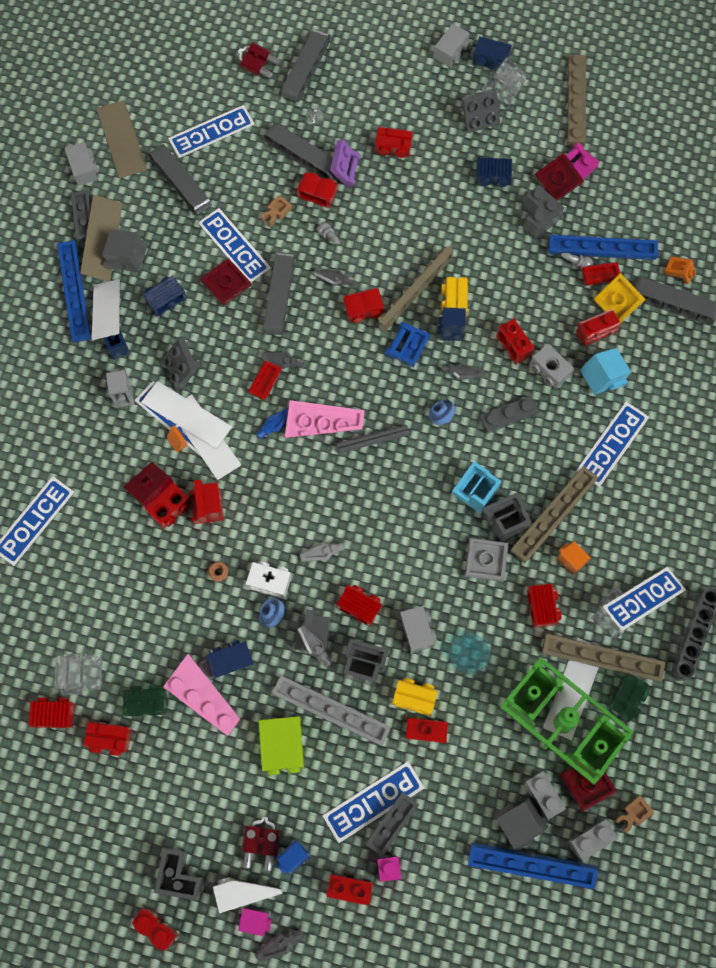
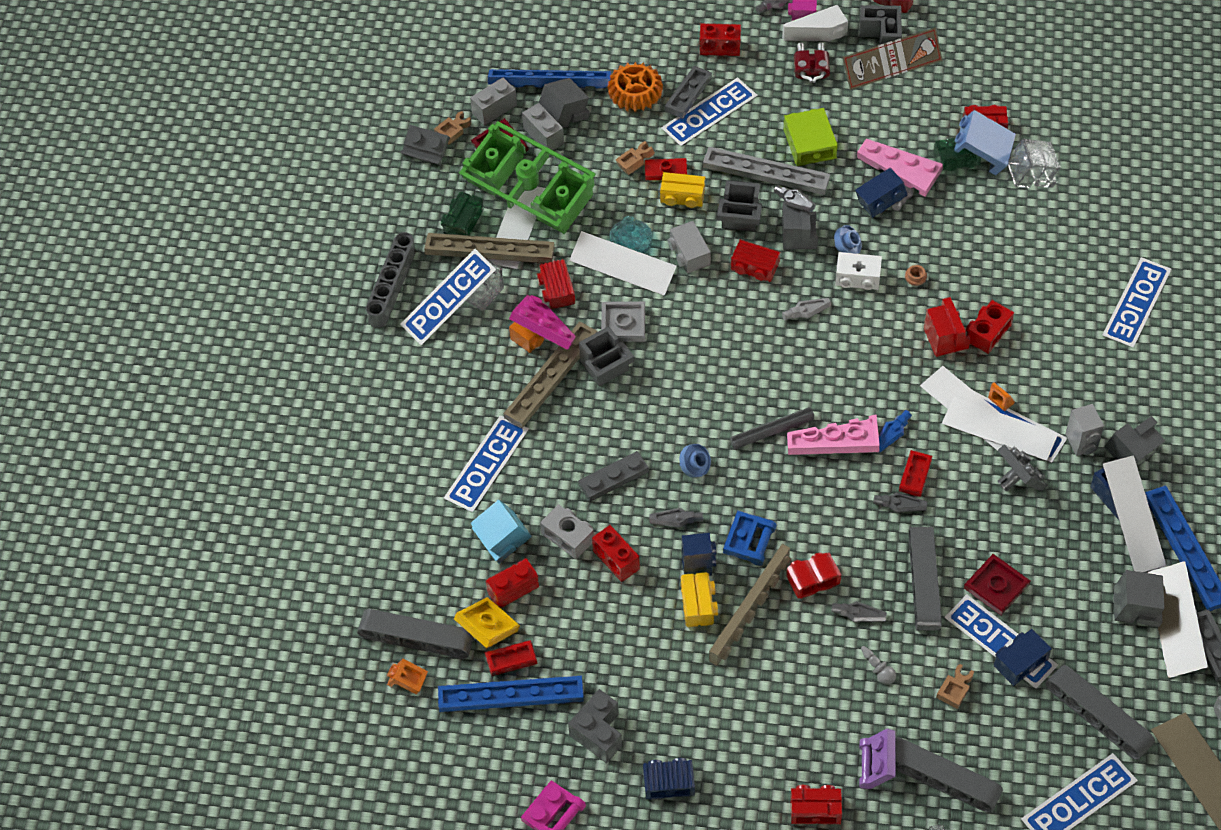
camera: 175 degrees right, 15 degrees down
(51, 714) = (1050, 129): red brick -> none
(83, 372) = (1140, 442): none -> dark grey plate
(117, 701) = (986, 140): none -> medium blue panel
(148, 484) = (1019, 341): dark red plate -> none
(164, 295) = (1069, 554): dark blue brick -> none
(177, 832) = (892, 58): none -> sticker
(223, 222) = (1022, 656): none -> dark blue brick
(292, 857) = (778, 50): blue brick -> none
(317, 189) = (909, 720): red brick -> none
(389, 869) = (685, 57): dark pink brick -> none
(452, 831) = (634, 81): none -> orange gear
(458, 742) = (633, 158): none -> medium nougat plate
(477, 487) = (642, 381): medium azure plate -> none
(480, 624) = (623, 263): none -> white sticker
(559, 177) = (577, 779): dark red plate -> none
(562, 556) = (542, 320): none -> dark pink plate
(579, 260) = (539, 672): light grey bar -> none
(663, 793) = (425, 145): none -> dark grey plate

